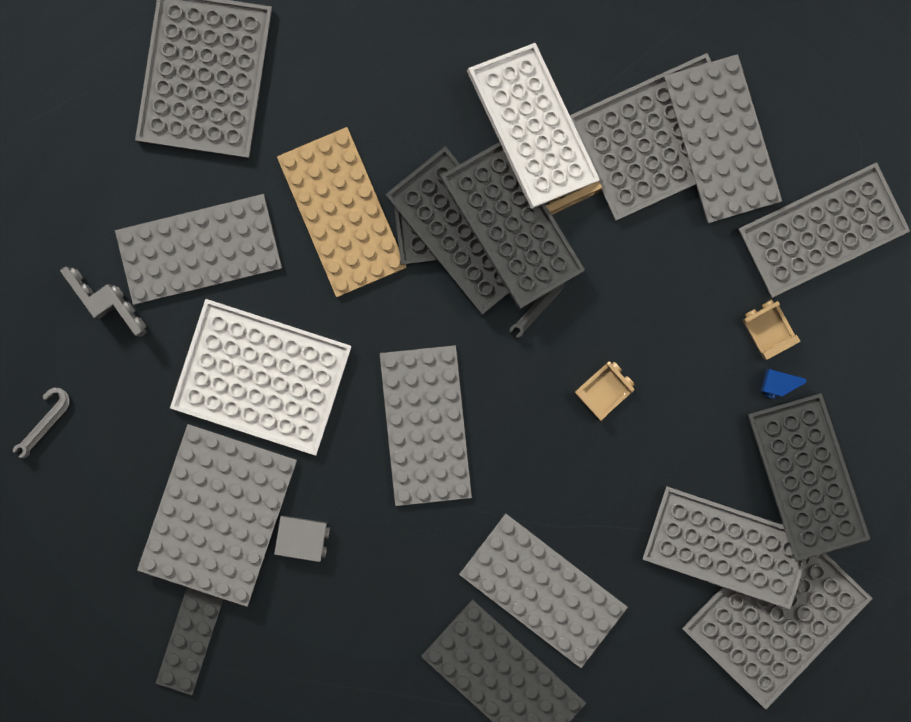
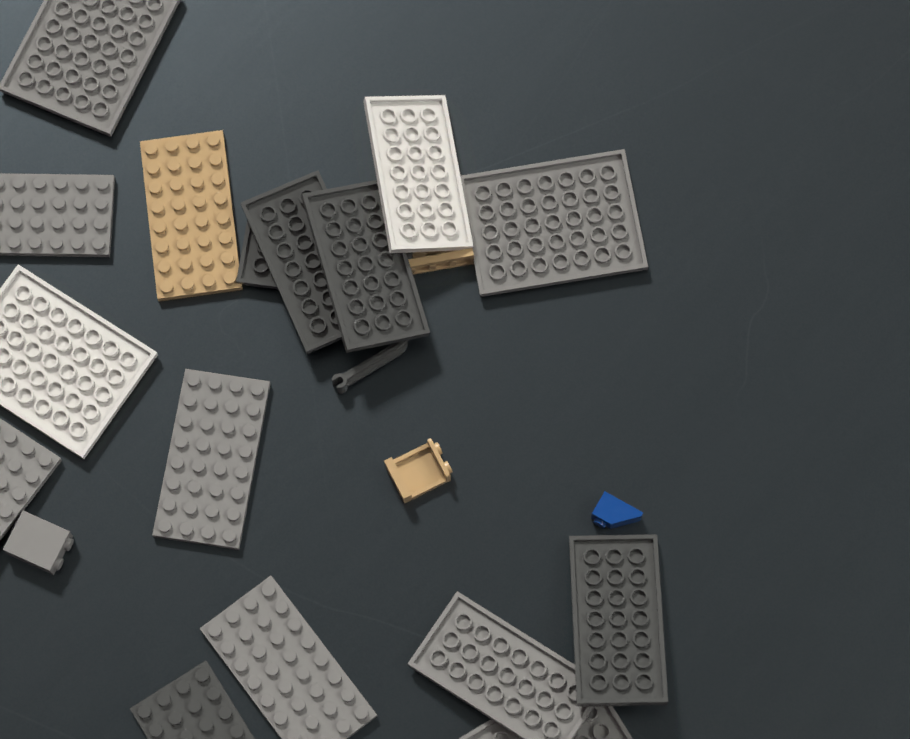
camera: 15 degrees right, 15 degrees down
(722, 138) = (617, 239): light grey plate -> none
(770, 330) = (617, 452): tan panel -> none
(824, 230) = (704, 362): light grey plate -> none

